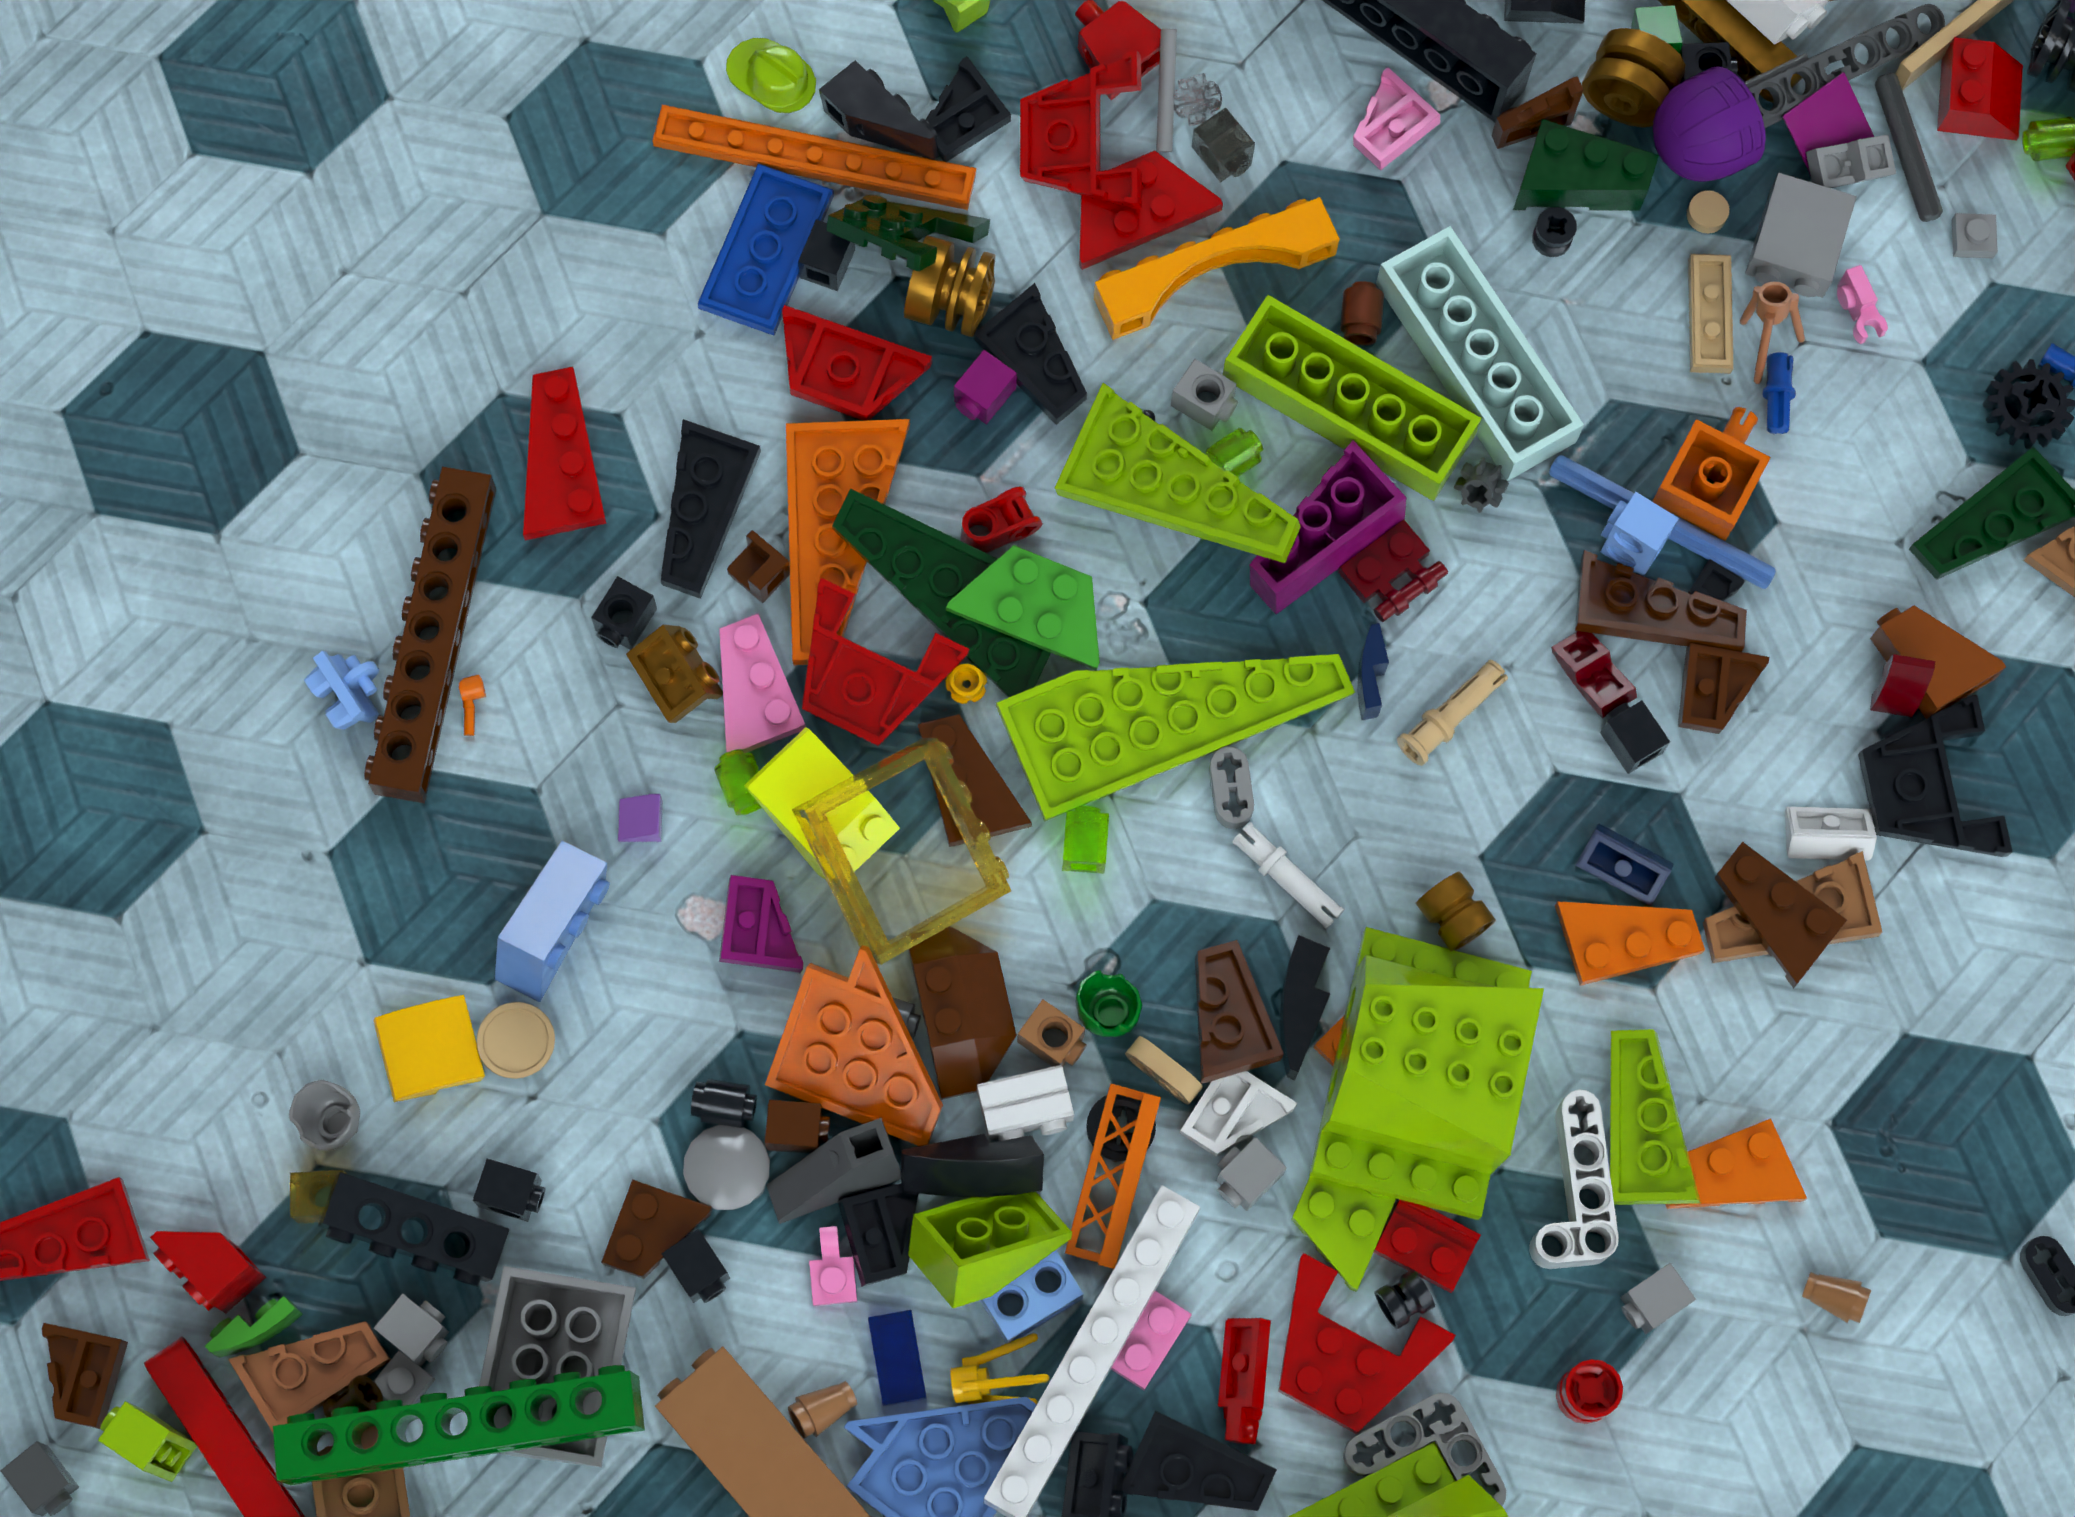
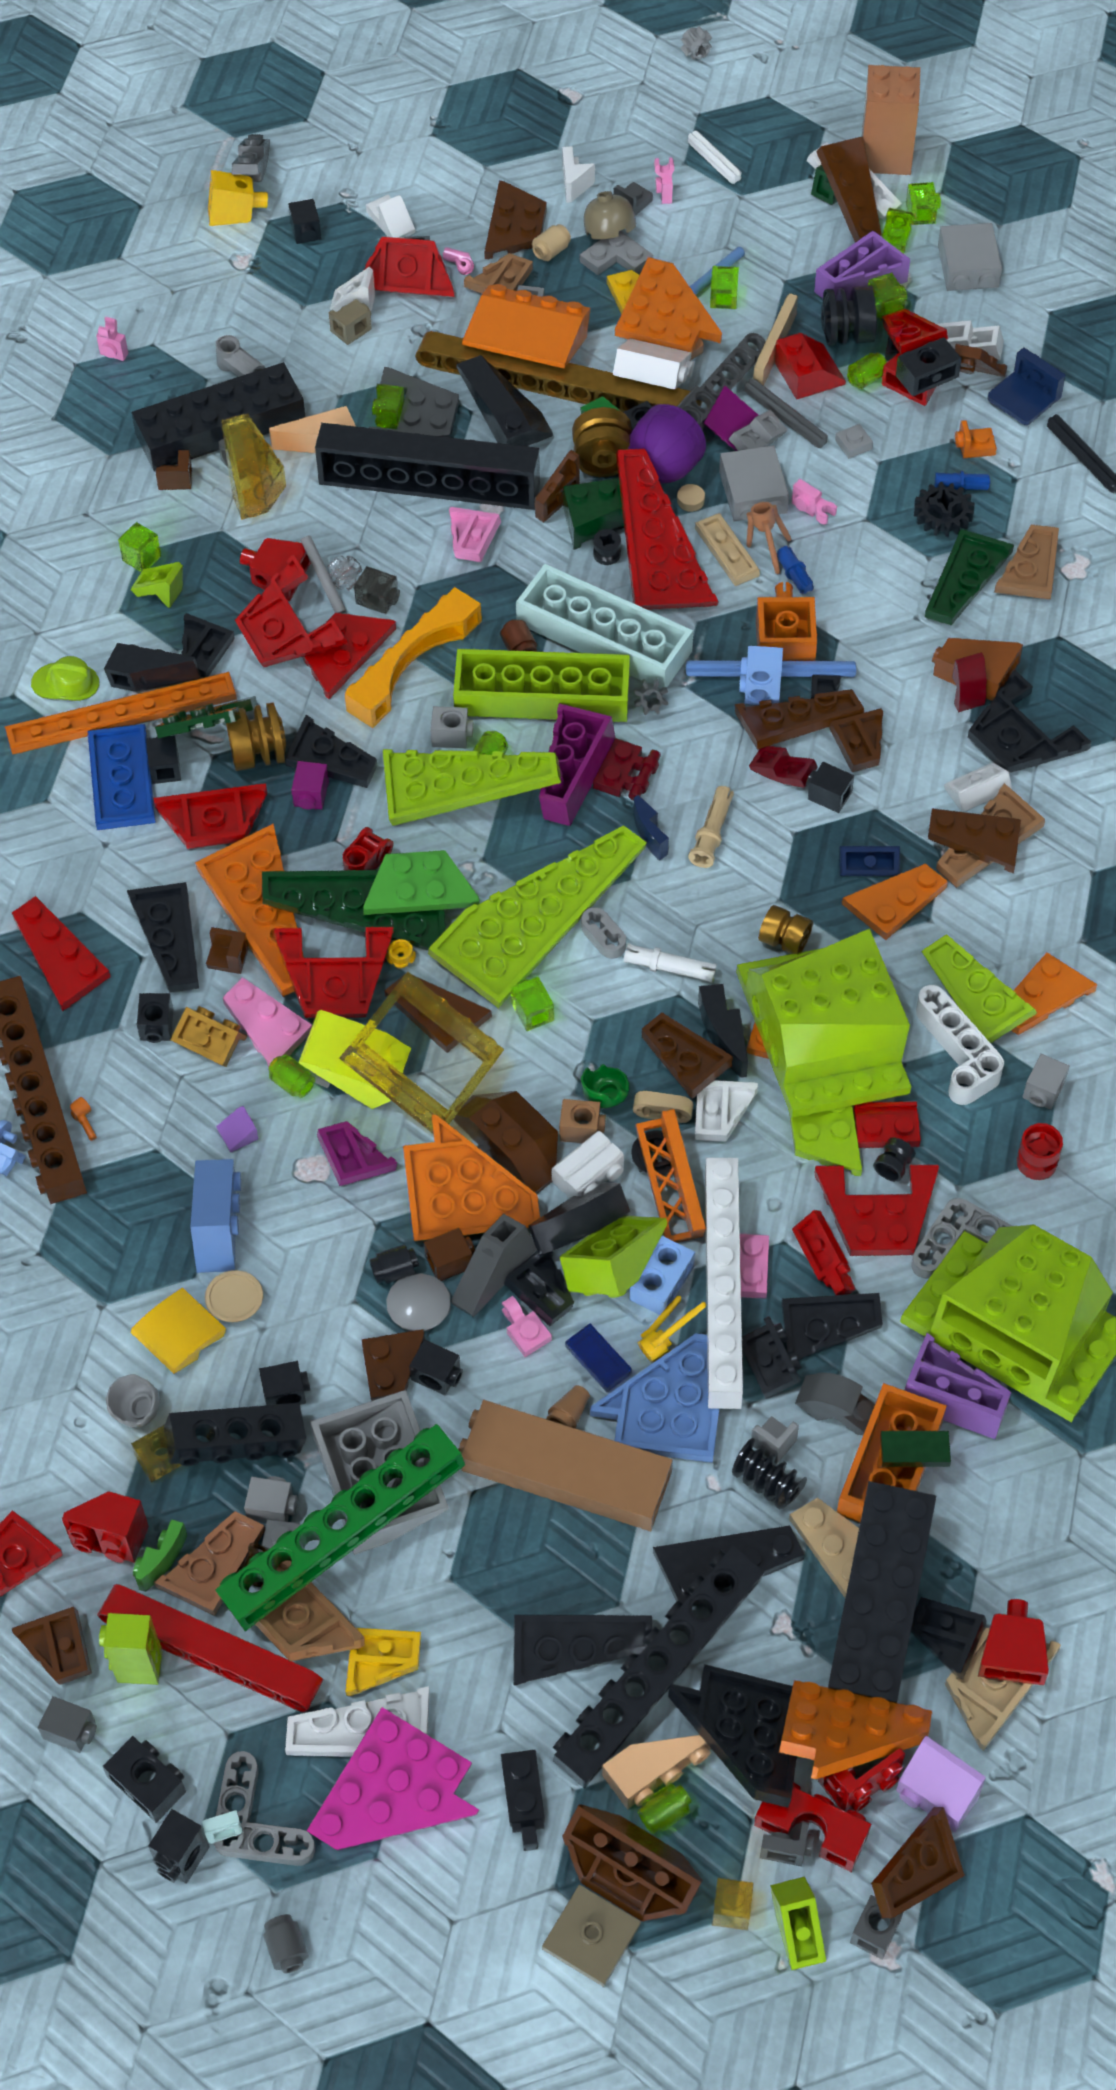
camera: 25 degrees left, 15 degrees down
(1248, 1174) = (753, 1137): light grey brick -> none
(1613, 279) = (658, 550): none -> red wing

